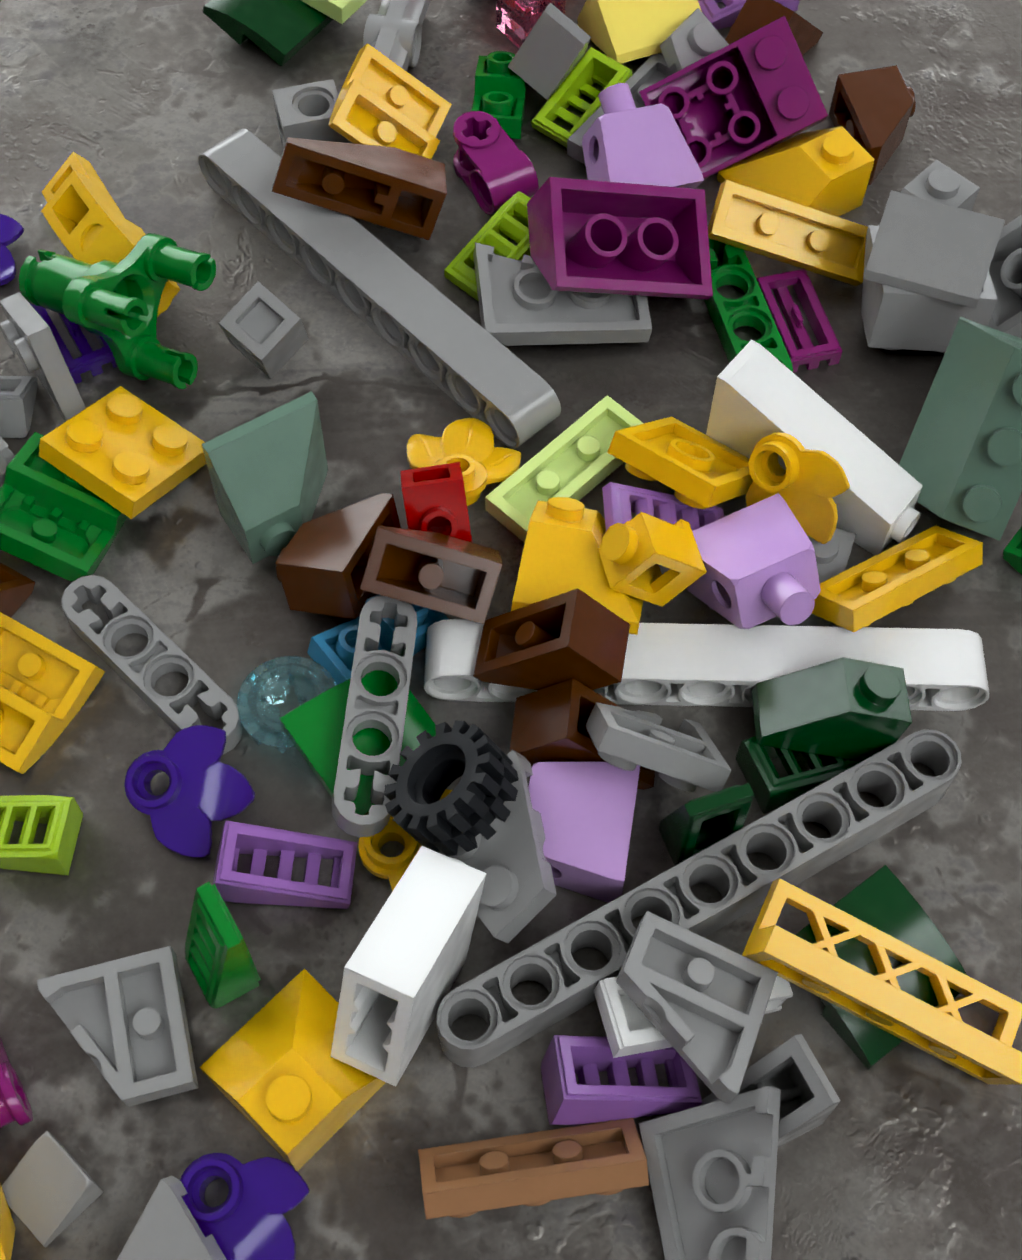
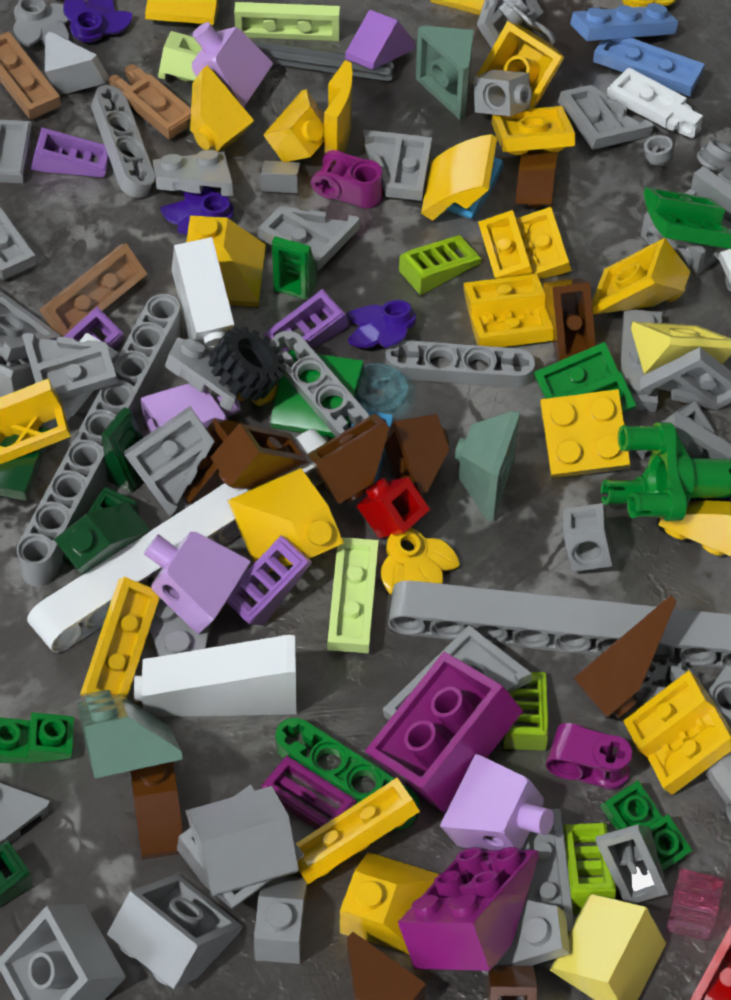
camera: 140 degrees right, 5 degrees down
(638, 547) = (249, 527): yellow brick -> none
(684, 460) = (289, 610): yellow plate -> none
(805, 485) = (221, 632): yellow plate -> none

